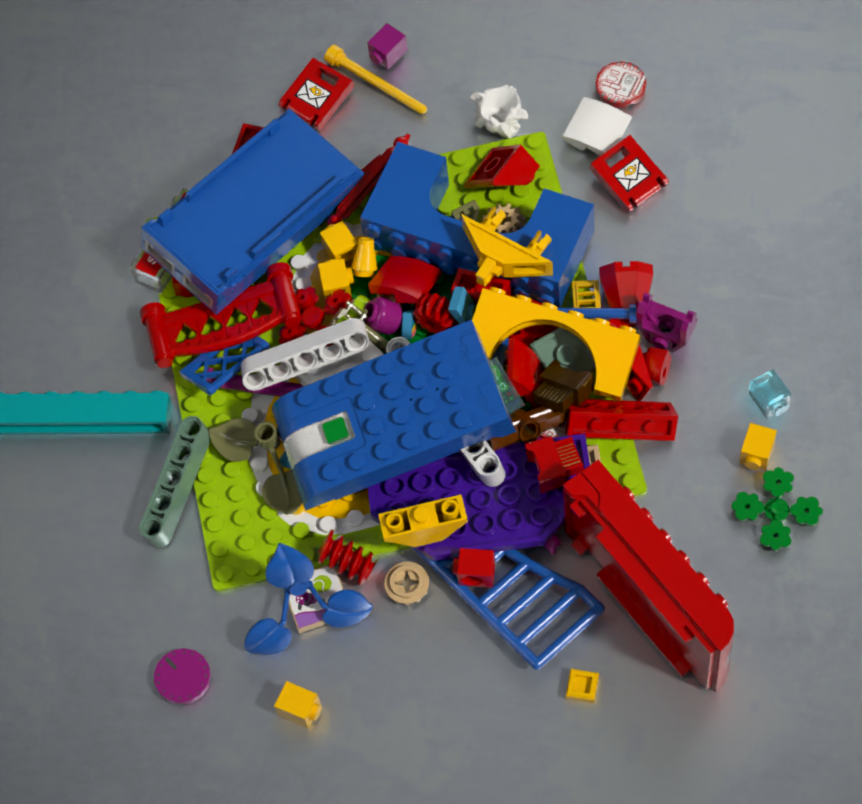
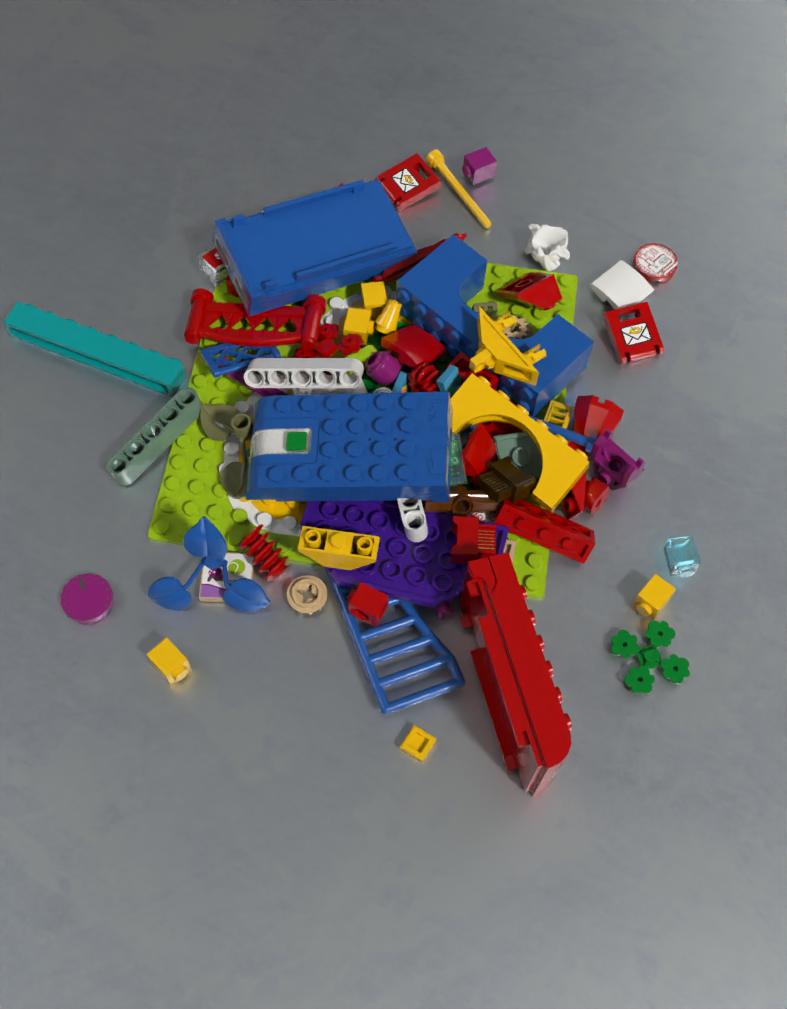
camera: 10 degrees right, 0 degrees up
(373, 336) = (366, 378): olive piece -> none

